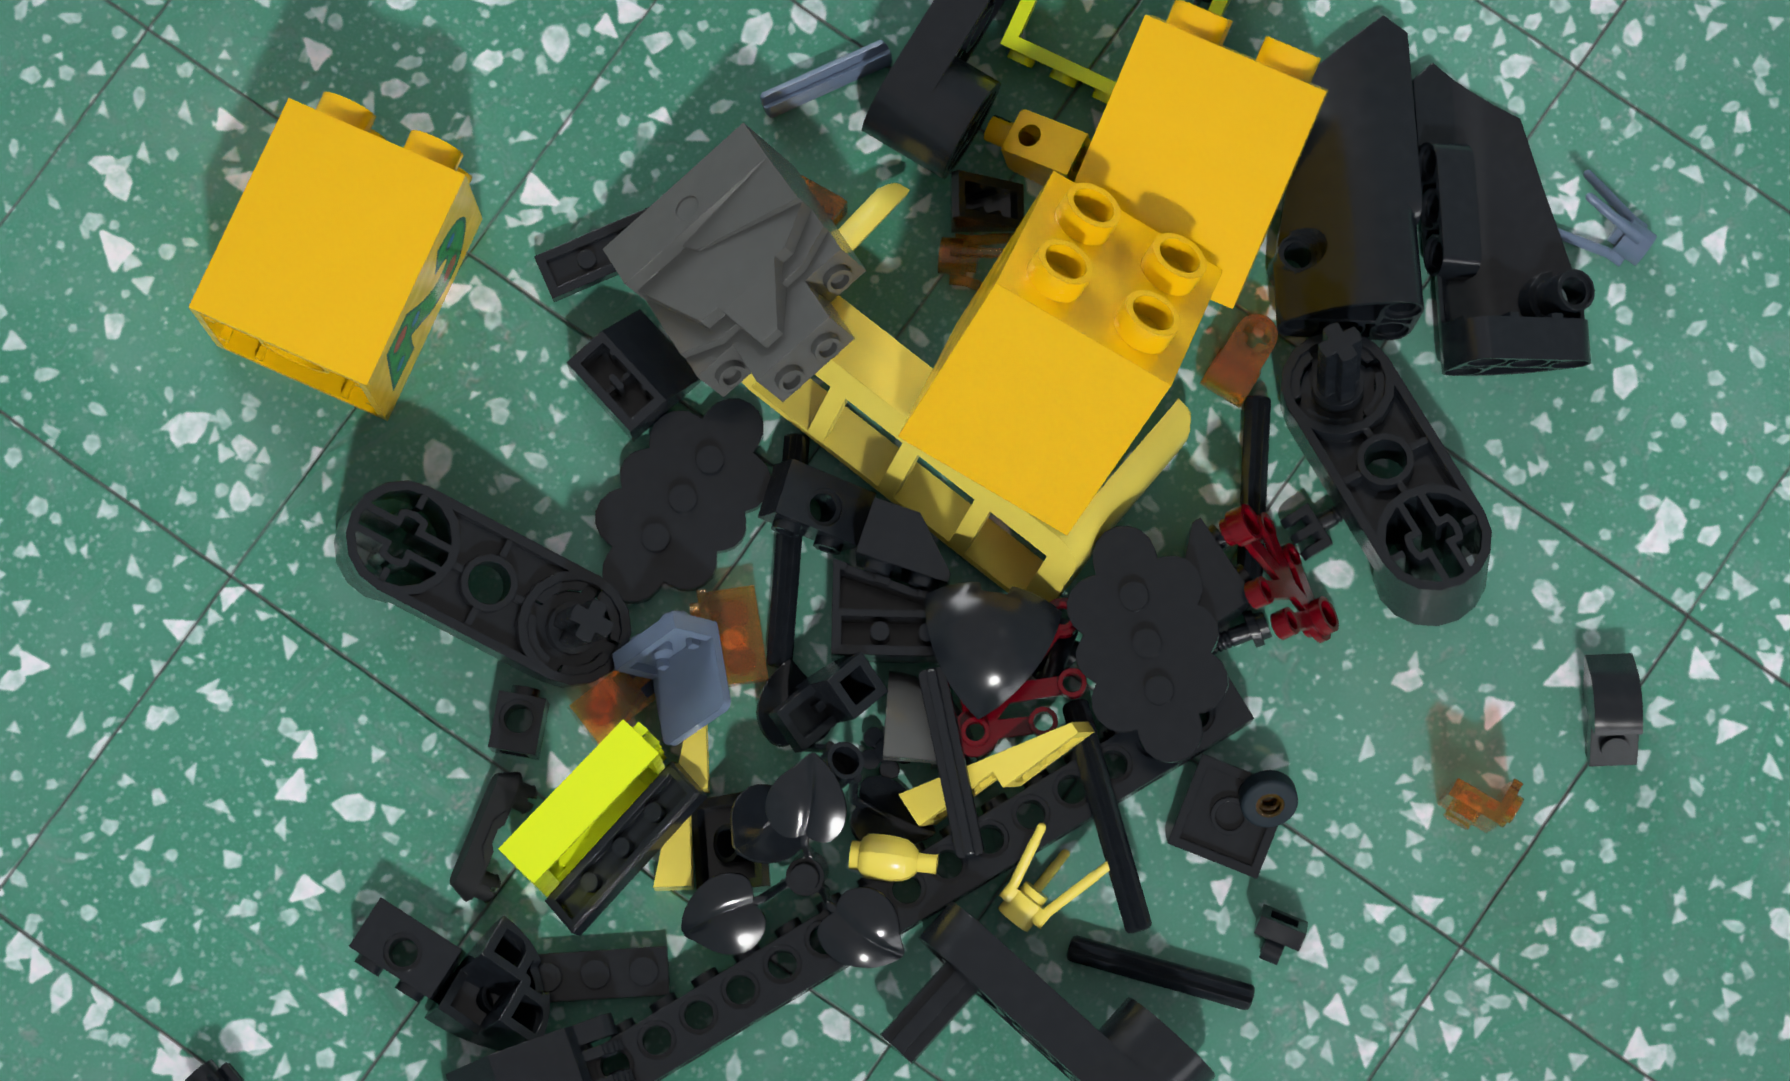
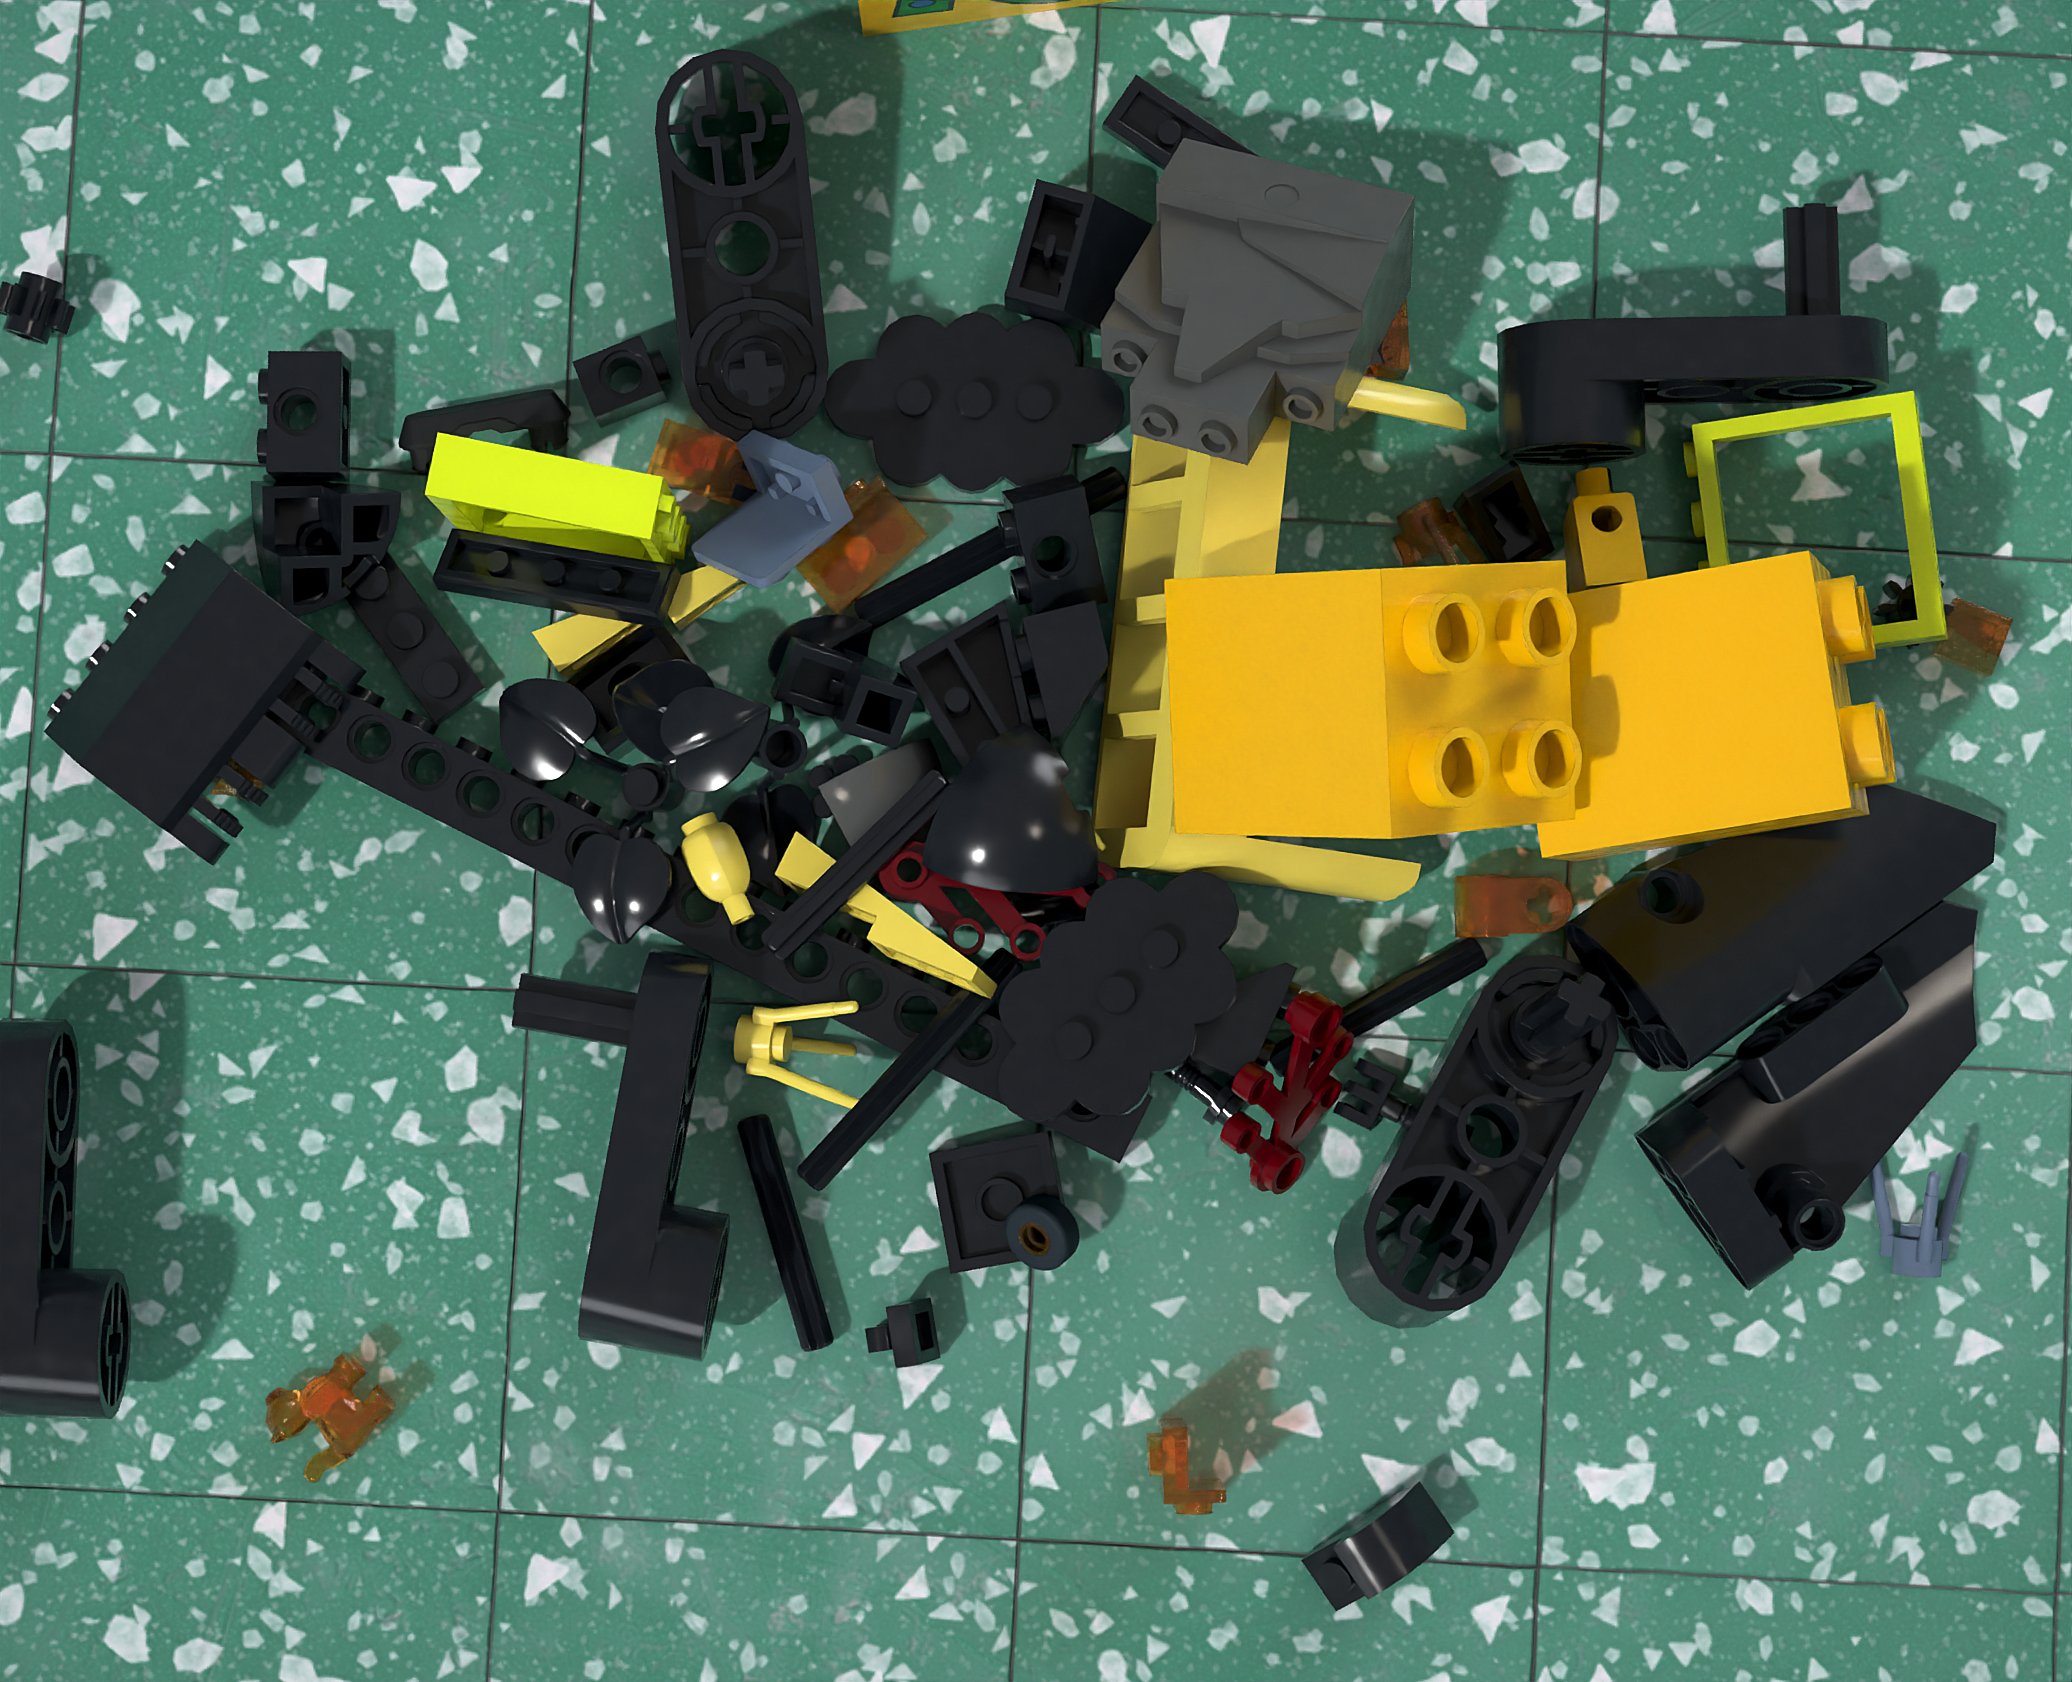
camera: 55 degrees right, 5 degrees up
(826, 78) = (1533, 263): sand blue axle -> none

